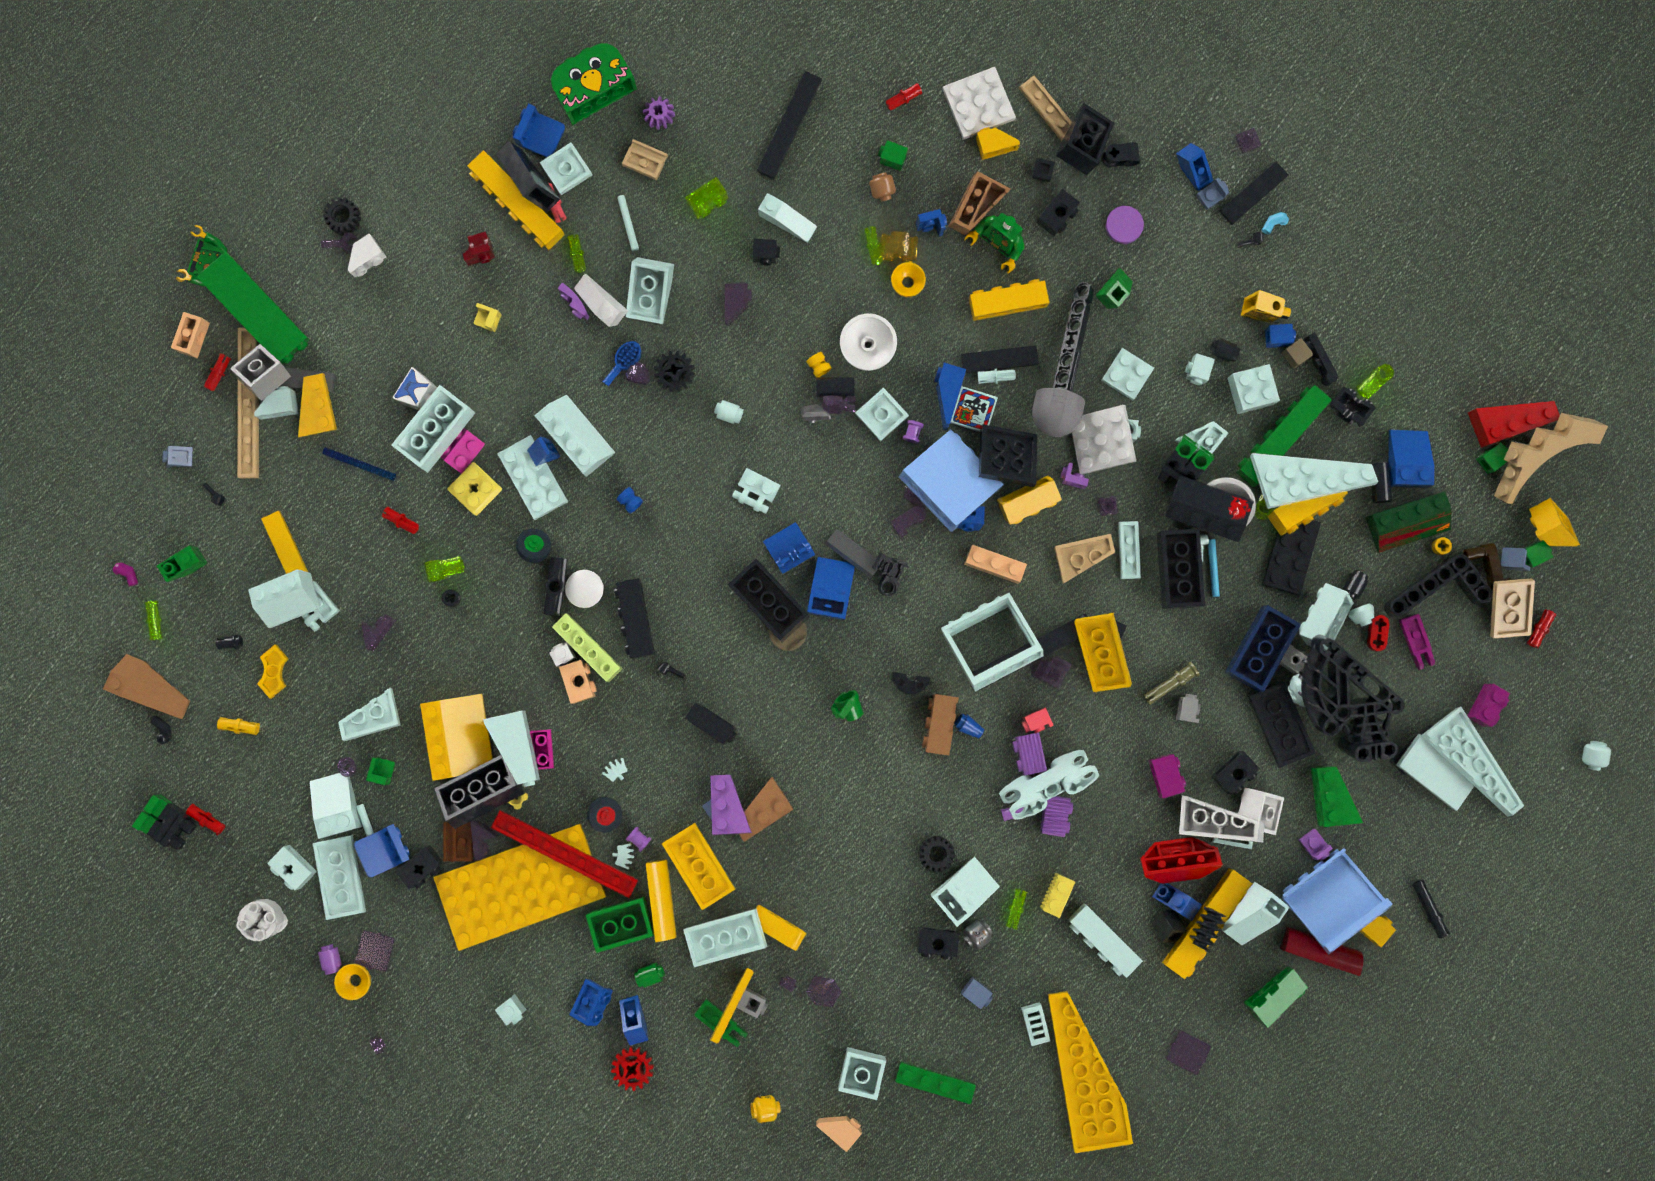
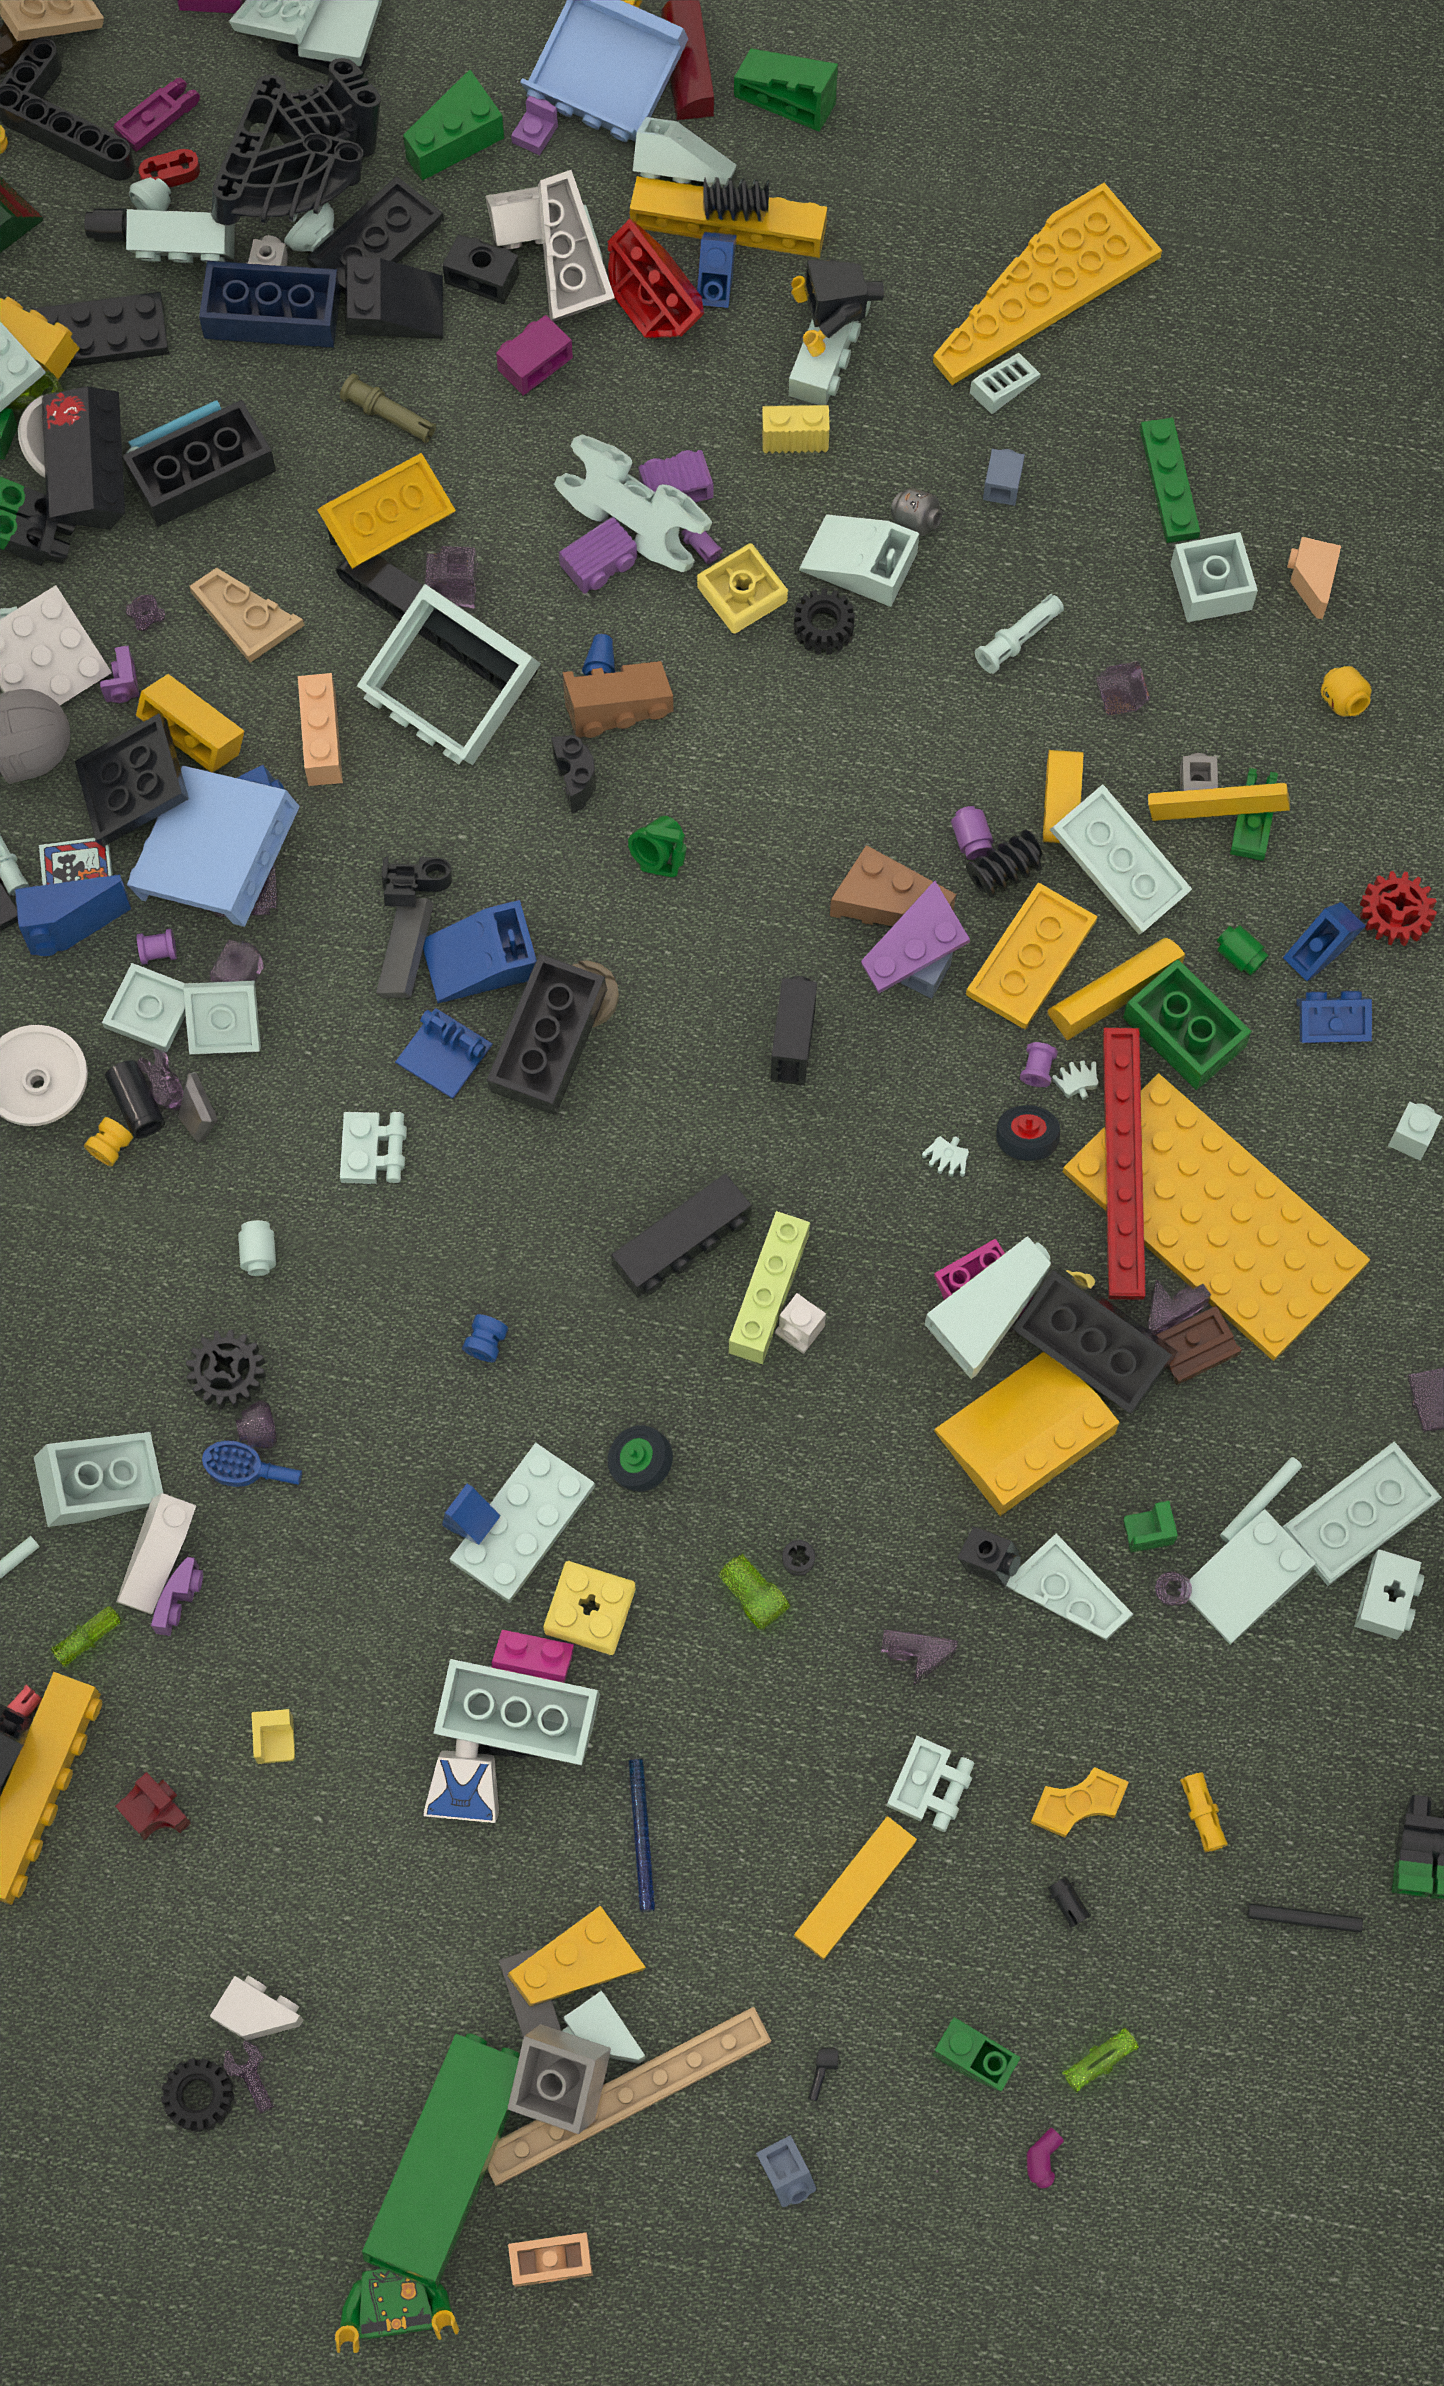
camera: 115 degrees left, 15 degrees down
(140, 683) = (1223, 2016): medium nougat wedge -> none
(164, 730) = (1279, 1941): black arm -> none
(169, 747) = (1305, 1917): none -> black bar
(205, 819) = (1390, 1787): red pin -> none
(217, 372) = (596, 2180): red axle -> none
(284, 598) = (943, 1831): light aqua slope -> none
(381, 851) = (1276, 1454): bracket -> none
(400, 520) = (706, 1708): red axle -> none
(402, 687) = (990, 1556): none -> black brick
(409, 871) = (1253, 1384): black brick -> none
(557, 573) = (670, 1398): black piece -> none
(569, 673) = (842, 1258): light nougat brick -> none
(575, 434) = (415, 1483): light aqua slope -> none
(584, 588) = (672, 1345): white dish -> none
(665, 668) = (740, 1154): black hand -> none
(736, 300) = (56, 1325): clear purple slope -> none
(752, 878) = (1006, 863): none -> black piece
(779, 870) = (972, 832): none -> medium lavender brick
(788, 983) = (1139, 744): clear purple plate -> none
(856, 445) = (222, 1017): none -> light aqua plate
(879, 945) = (1009, 641): none -> light aqua pin
(881, 466) = (237, 963): none -> clear purple brick
(913, 516) = (309, 890): clear purple leg -> none
(928, 935) = (956, 578): black brick -> none
(964, 812) = (747, 570): none -> light yellow brick
(1016, 908) = (847, 478): clear neon green pin -> none
(1036, 721) = (541, 567): coral brick -> none
(1120, 953) = (835, 298): none -> black torso
(1129, 550) = (203, 554): light aqua tile -> none
(1168, 926) = (761, 264): pearl dark grey panel -> none
(1188, 708) = (415, 370): light grey brick -> none
(1188, 1052) = (931, 170): clear purple piece -> none
(1235, 715) = (392, 299): none -> black slope

